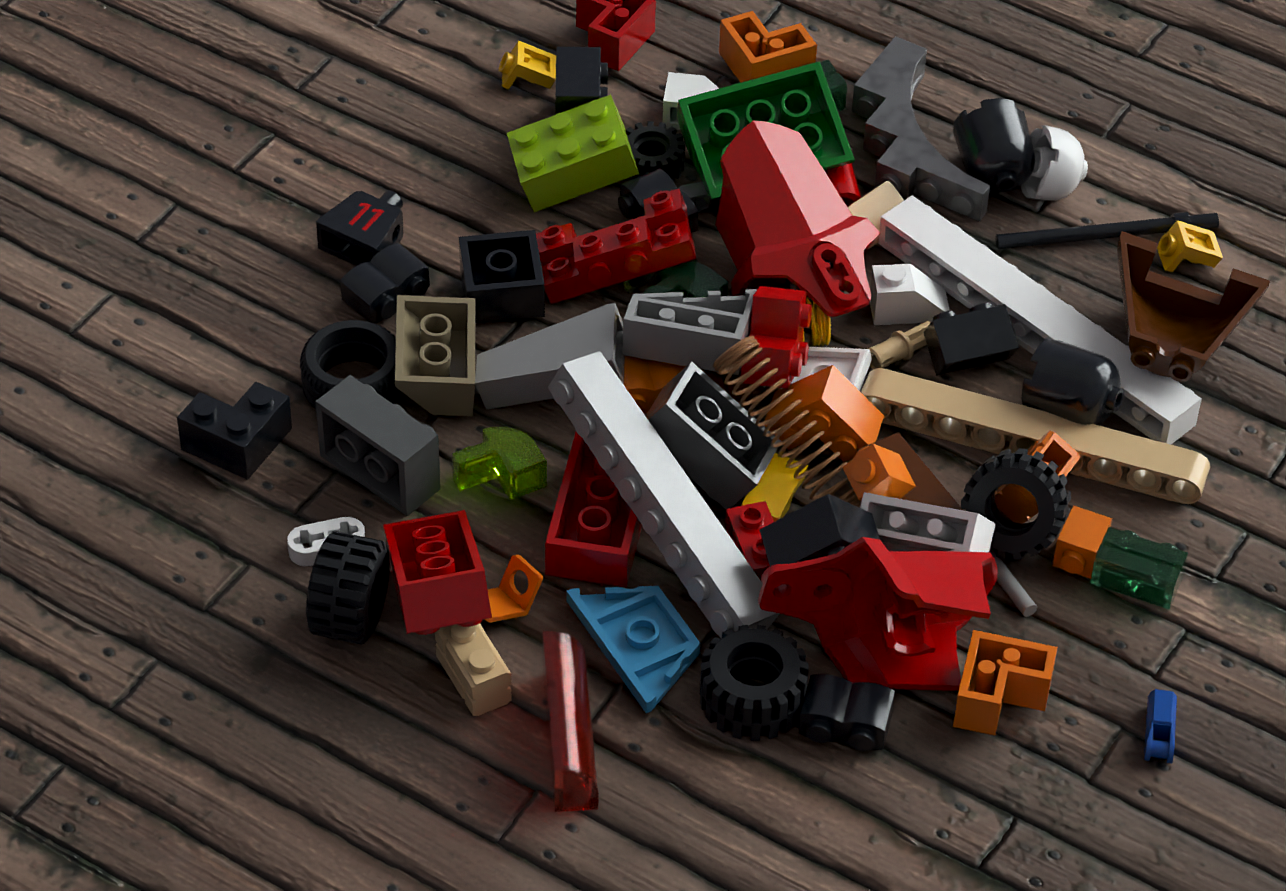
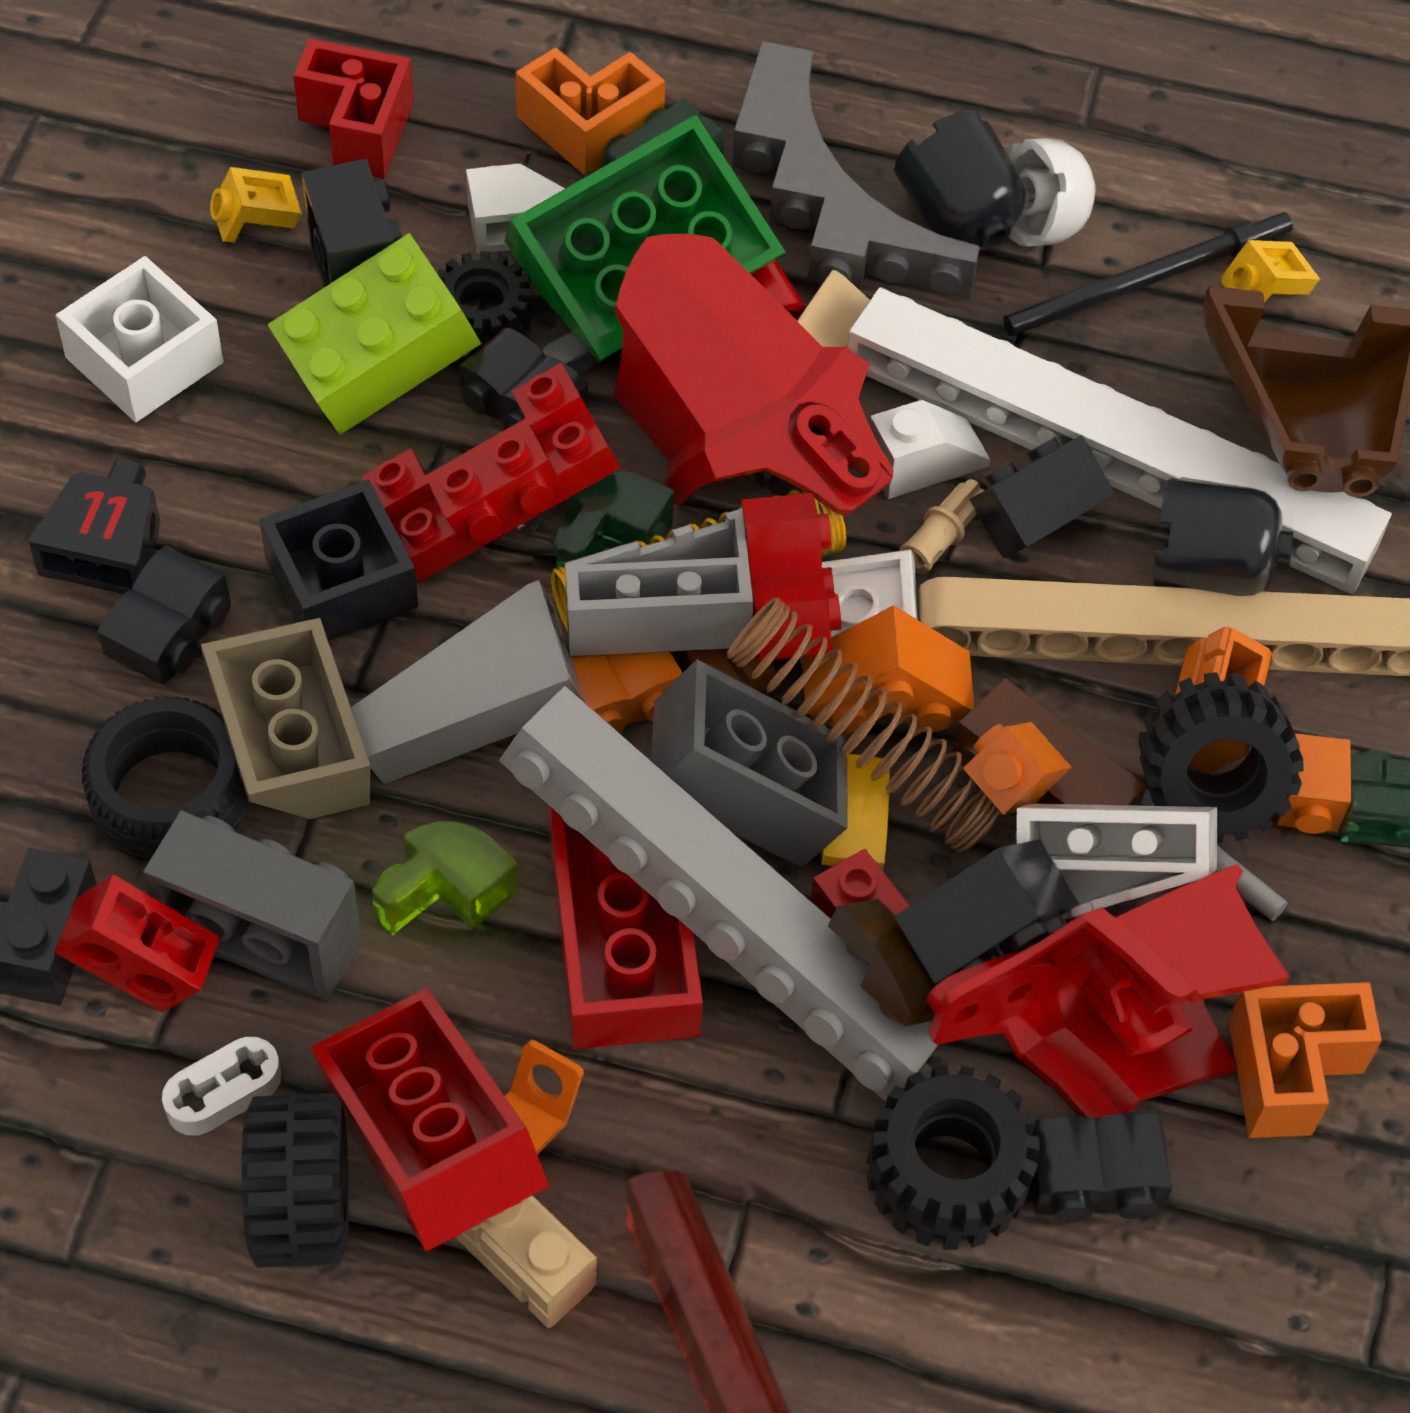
camera: 20 degrees left, 10 degrees up
(301, 447) = (137, 944): none -> red brick
(426, 126) = (140, 338): none -> white brick
(639, 637) = (751, 1122): dark azure wing -> none
(748, 551) = (896, 973): none -> dark brown slope

